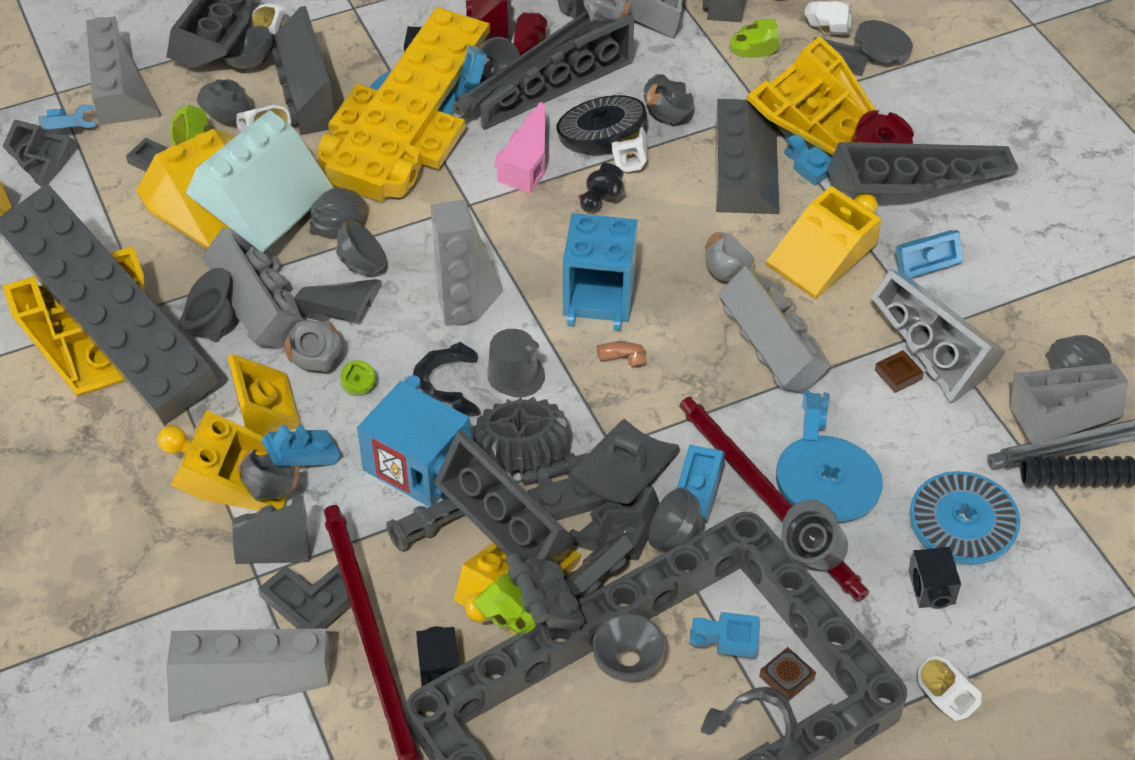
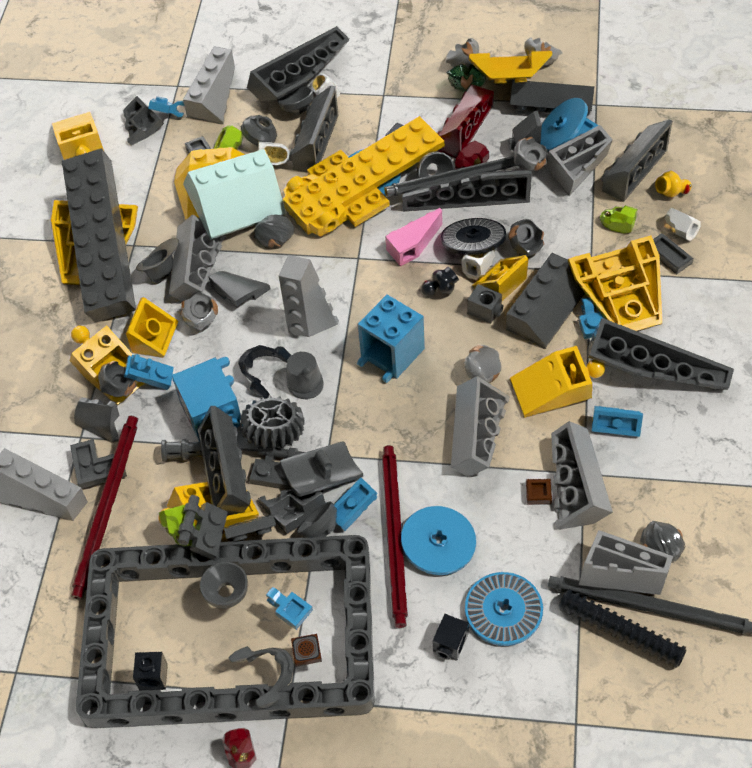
camera: 35 degrees right, 5 degrees up
(357, 378) = (212, 342): lime tile -> none
(359, 249) = (272, 258): dark grey piece -> none
(436, 652) = (134, 532): black brick -> none
(471, 70) = (412, 167): dark azure tile -> none
(620, 349) = (376, 395): nougat arm -> none
(671, 153) = (505, 275): none -> yellow slope
(675, 190) = (485, 304): none -> dark grey brick
(814, 535) = (386, 574): dark grey hat -> none
(815, 414) = (457, 492): dark azure plate -> none
(874, 125) = (655, 316): dark red plate -> none
(883, 41) = (706, 255): dark grey tile -> none
(949, 687) = (403, 711): white rock -> none

